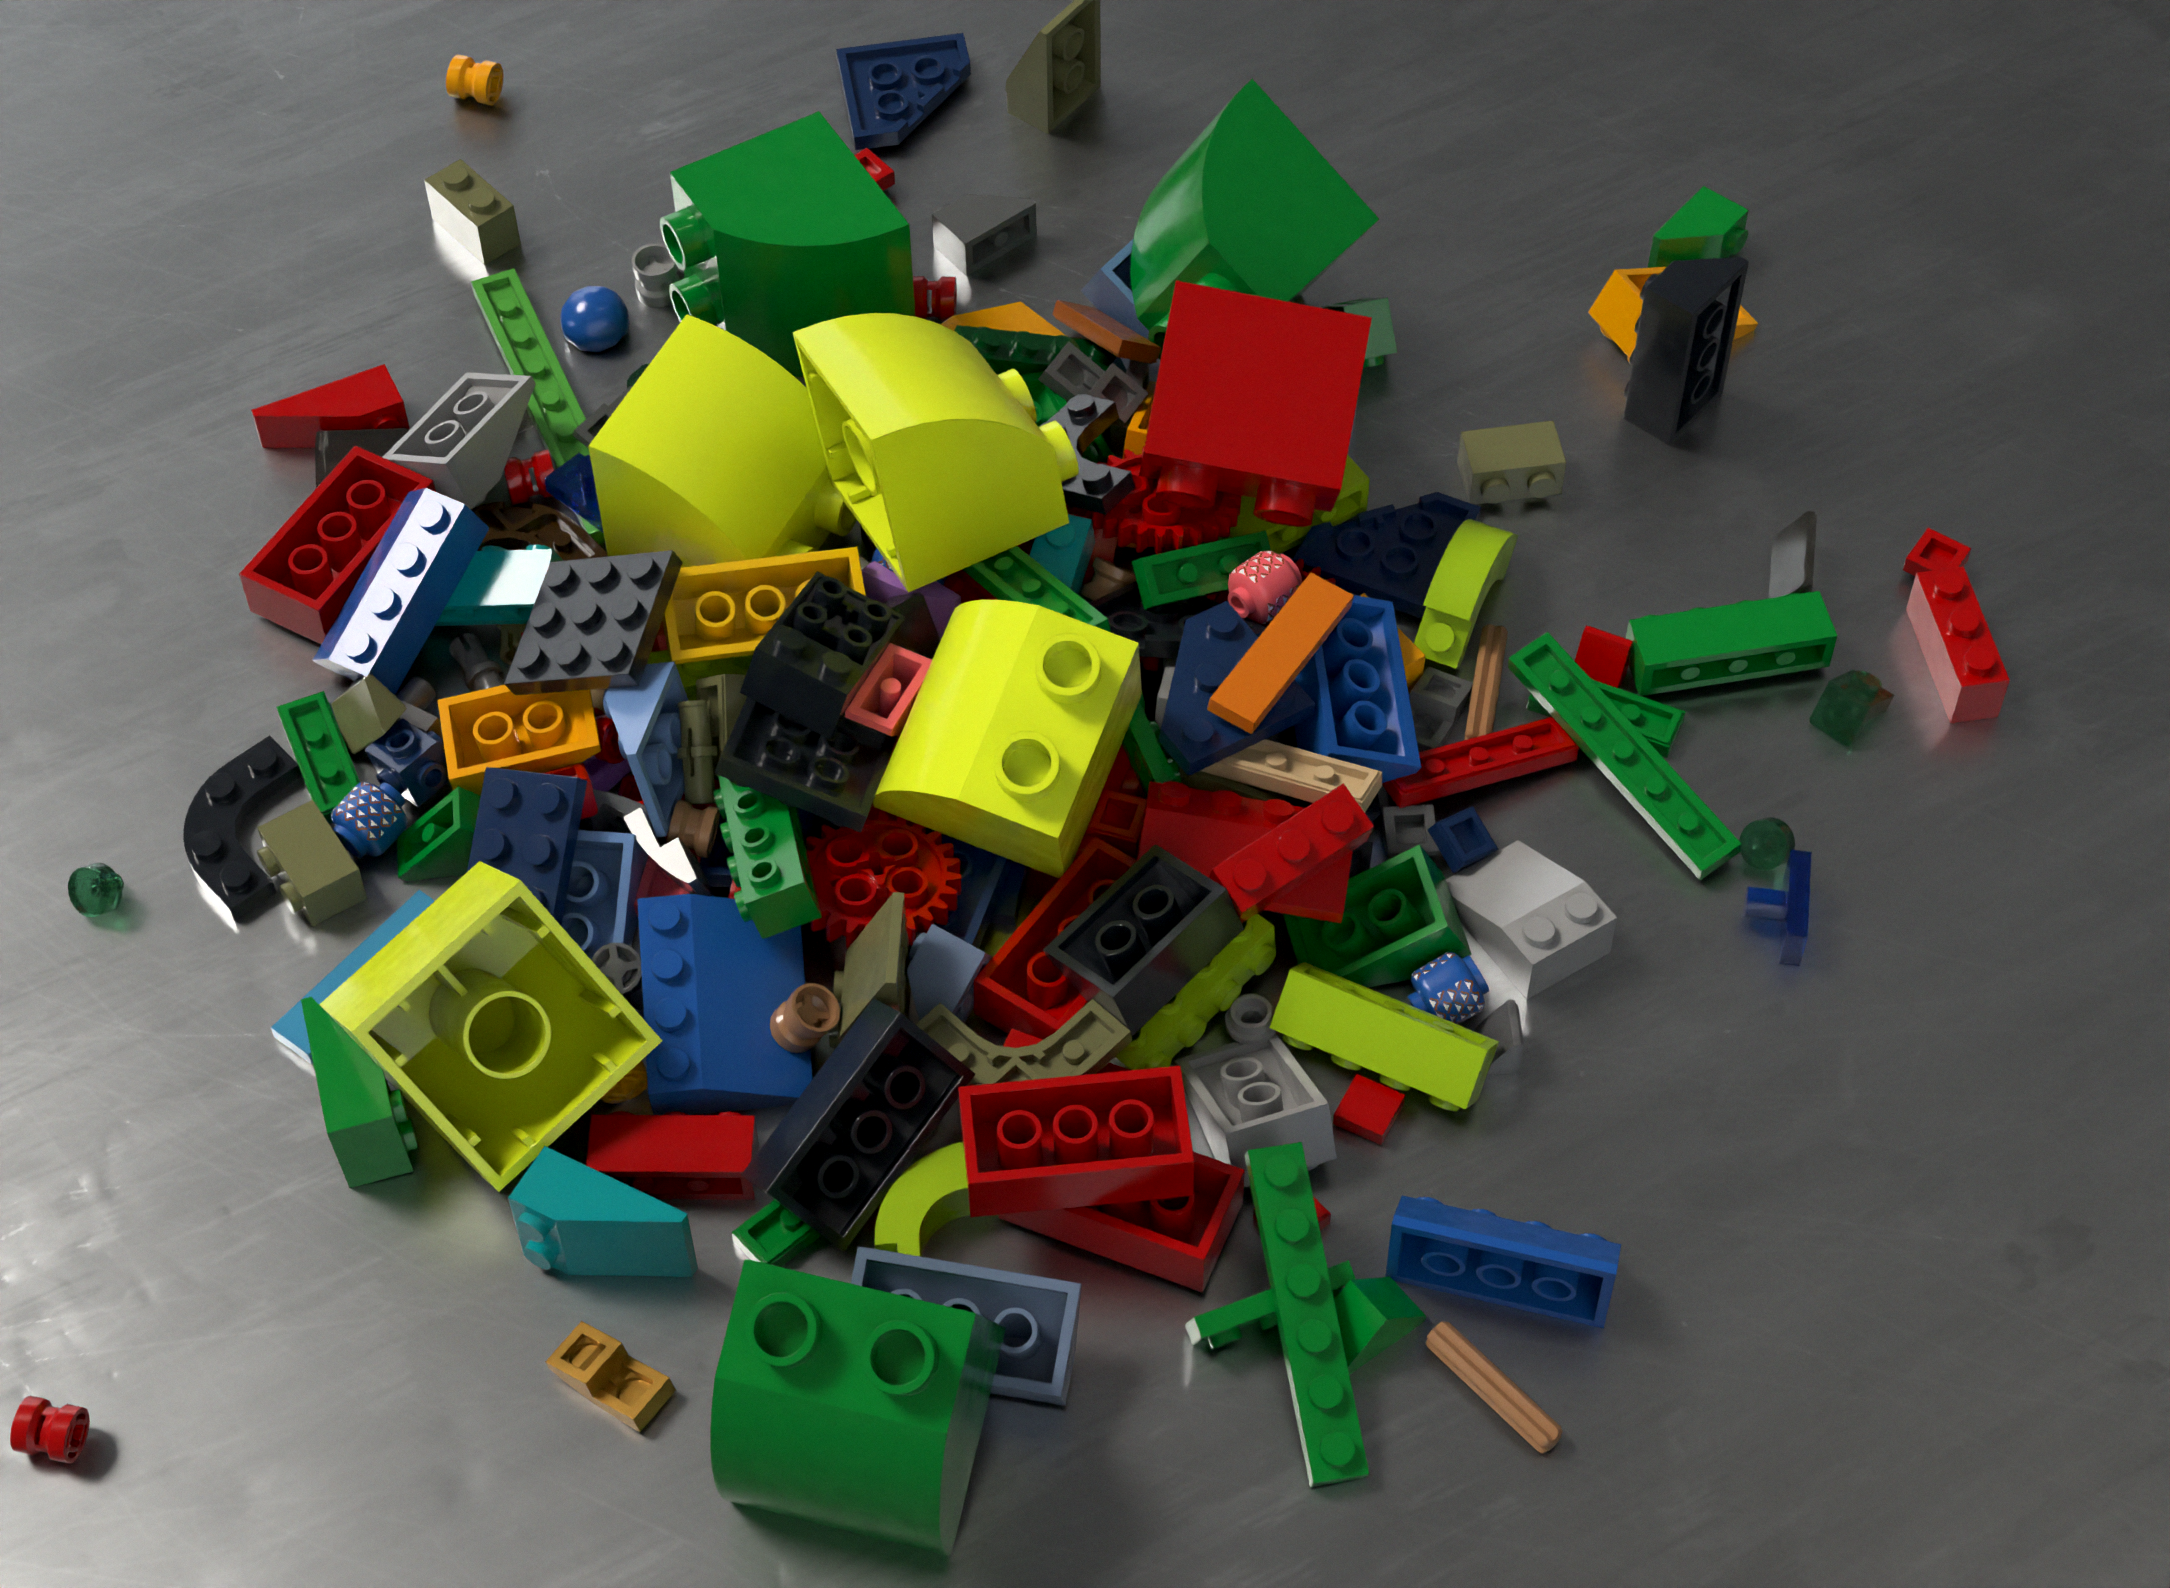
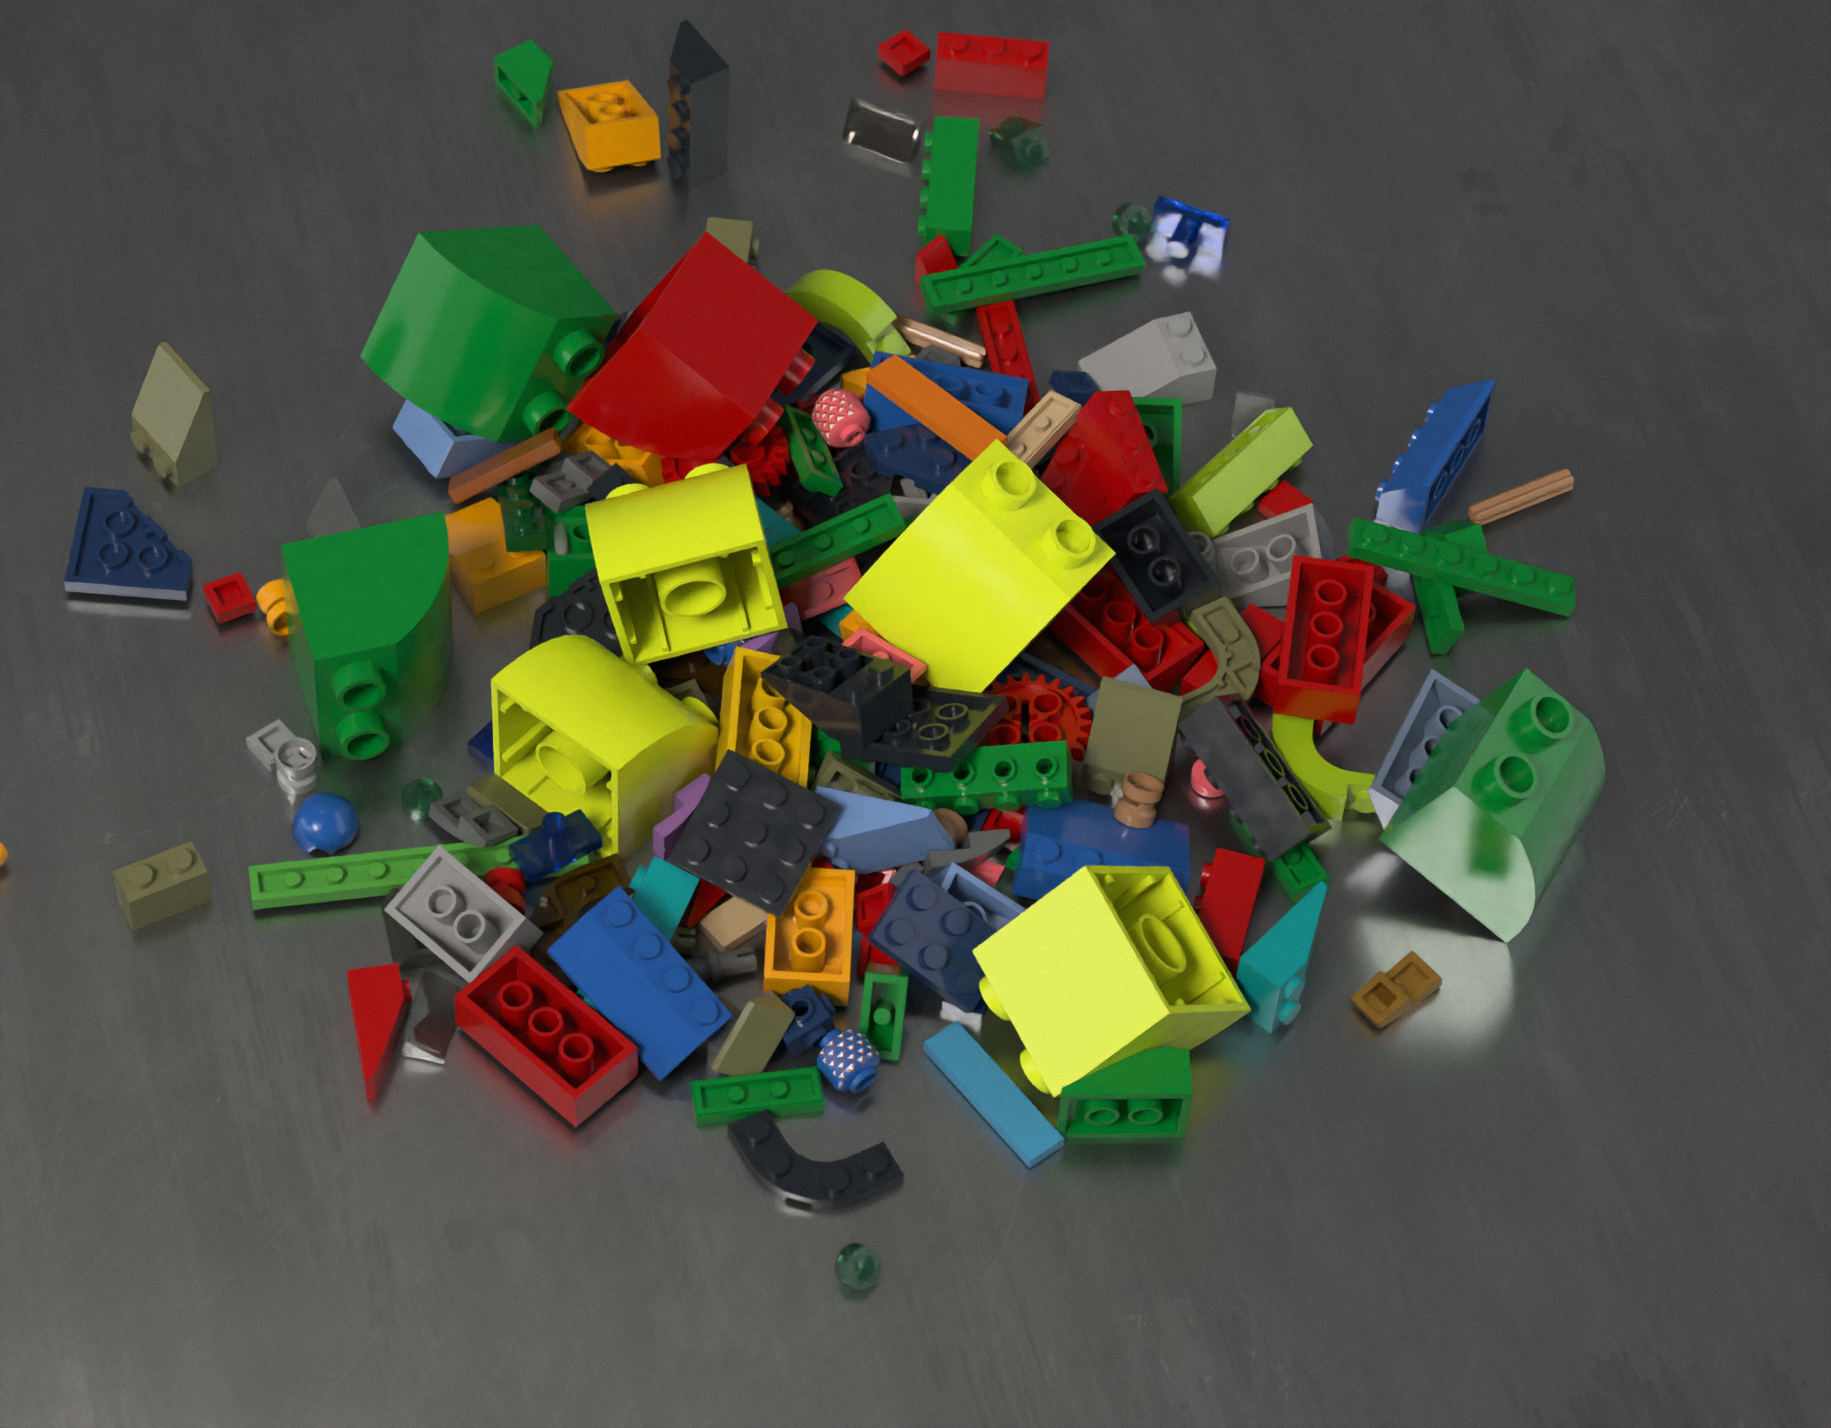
camera: 80 degrees left, 0 degrees up
(49, 1429) = (1367, 1342): red wheel -> none
(311, 863) = (877, 1109): olive brick -> none
(1449, 988) = (1206, 429): blue head -> none

